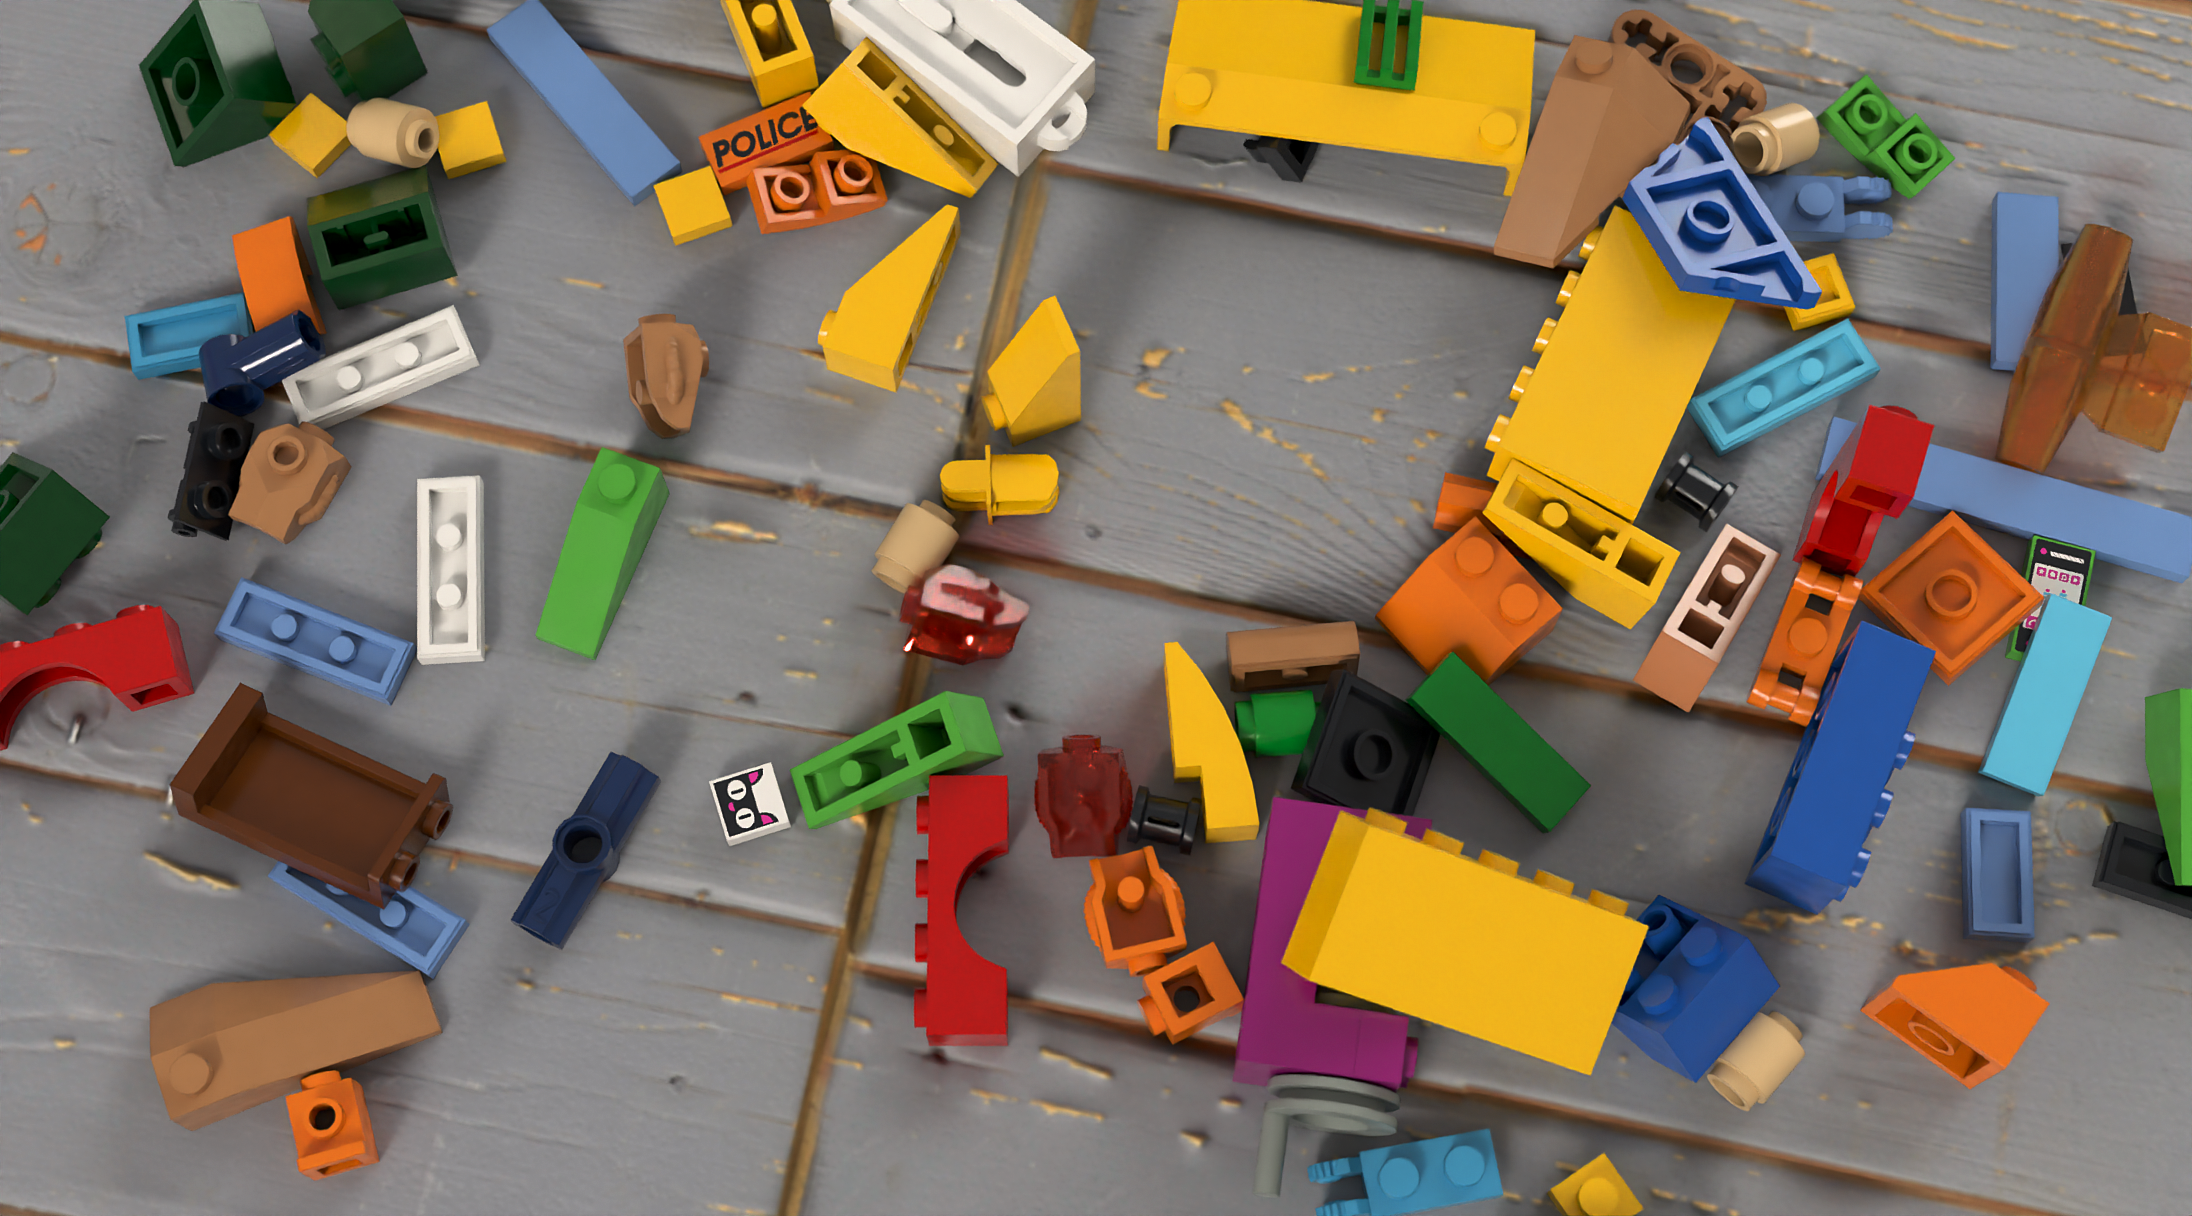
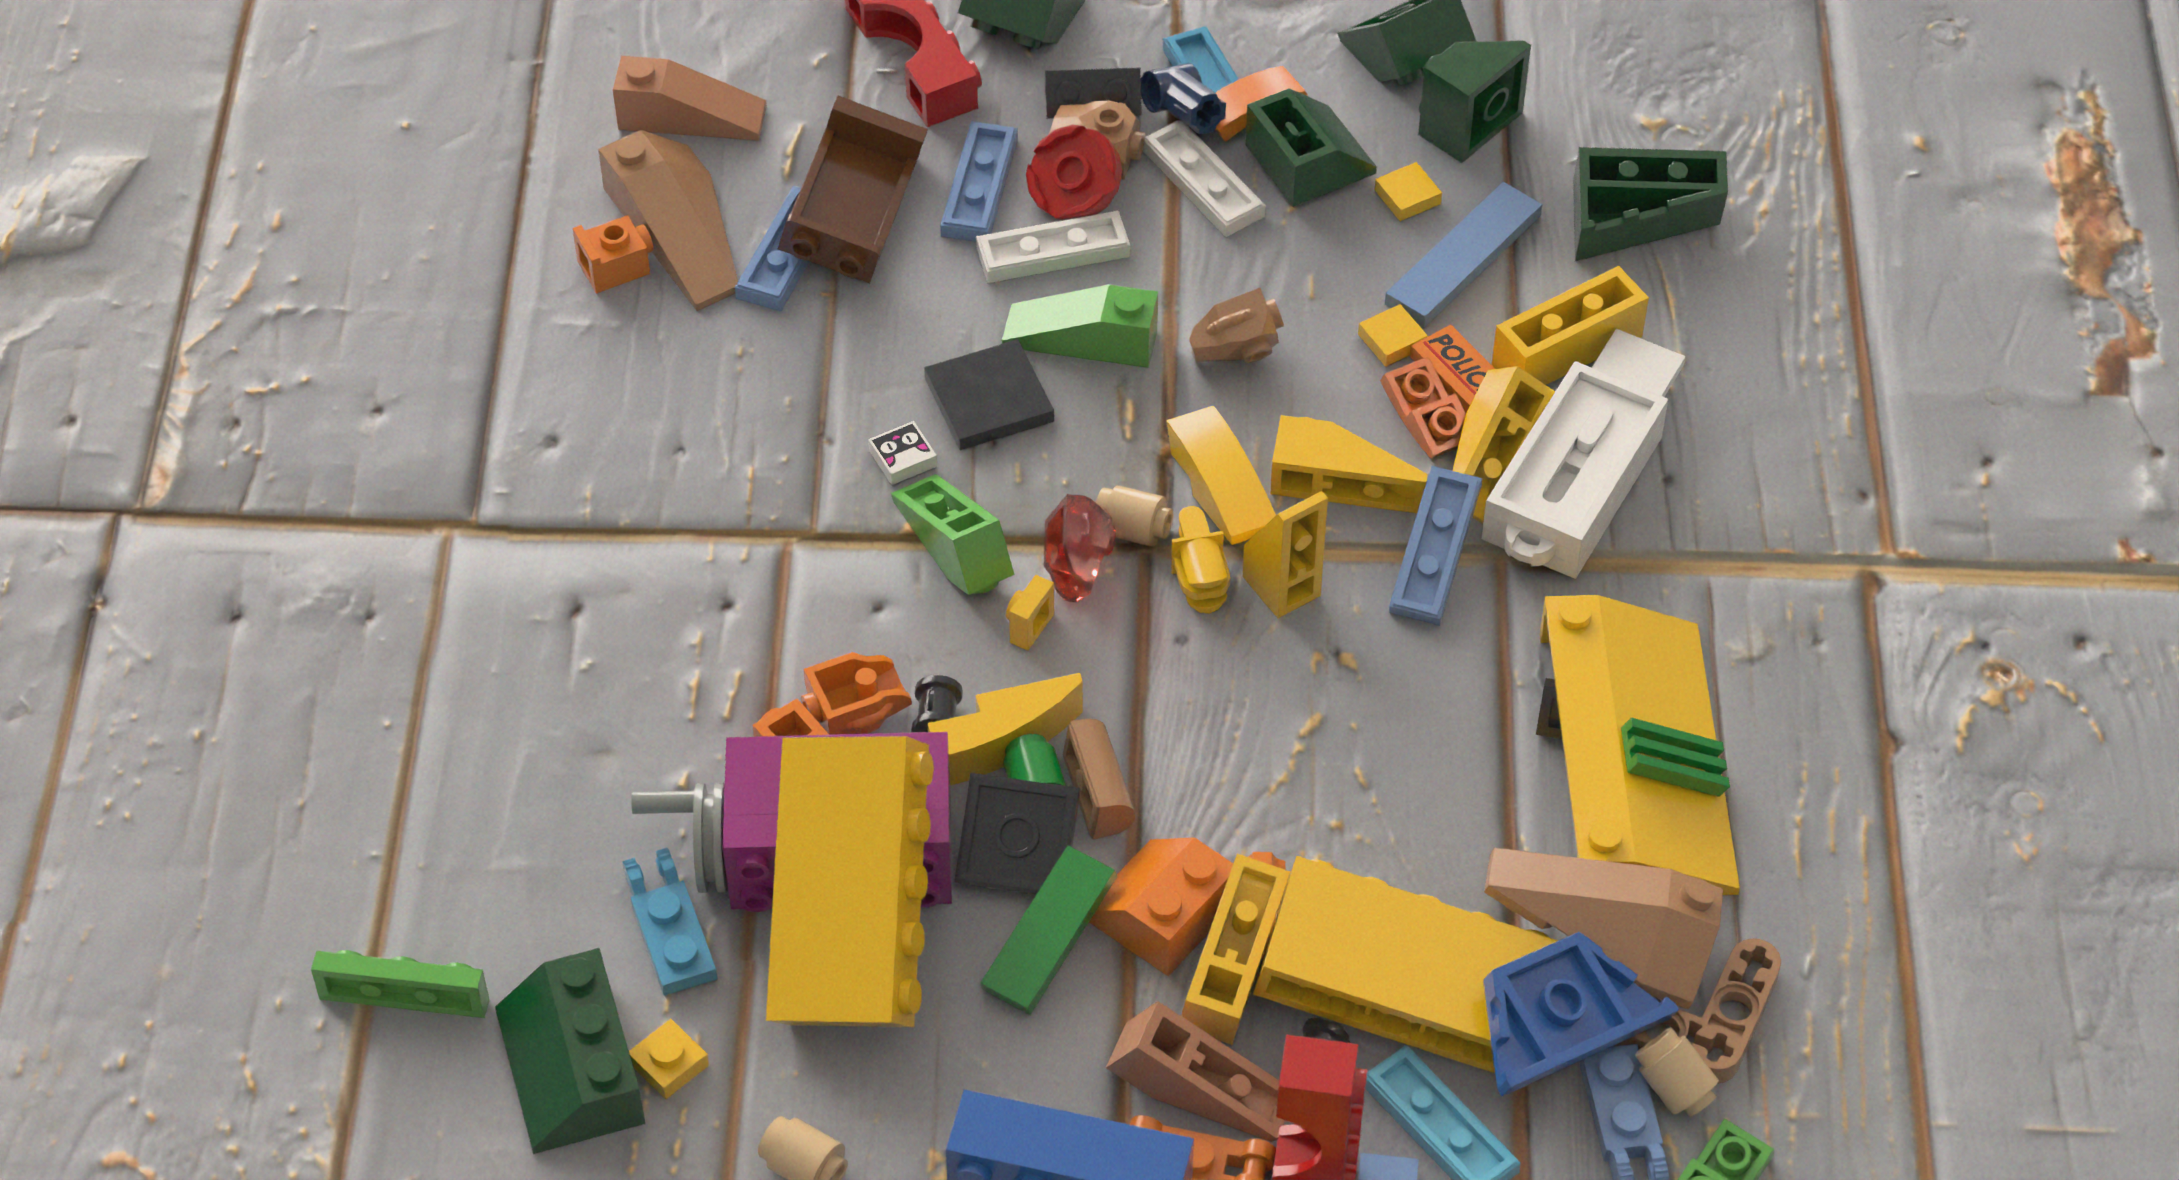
camera: 80 degrees right, 20 degrees down
(80, 998) = (677, 100): none -> nougat slope
(312, 135) = (1384, 103): yellow tile -> none
(353, 518) = (1074, 173): none -> red tile
(393, 132) = (1394, 140): tan brick -> none
(567, 887) = (844, 355): dark blue piece -> none
(678, 686) = (989, 394): none -> black tile
(885, 434) = (1220, 473): none -> yellow slope
(965, 831) = (896, 578): red arch -> none
(1035, 222) = (1435, 545): none -> medium blue tile
(1040, 689) = (1030, 612): none -> yellow plate
(1083, 796) = (945, 643): clear red hand -> none
(1690, 989) = (856, 1088): blue slope -> none
(1833, 302) = (1543, 1138): yellow tile -> none

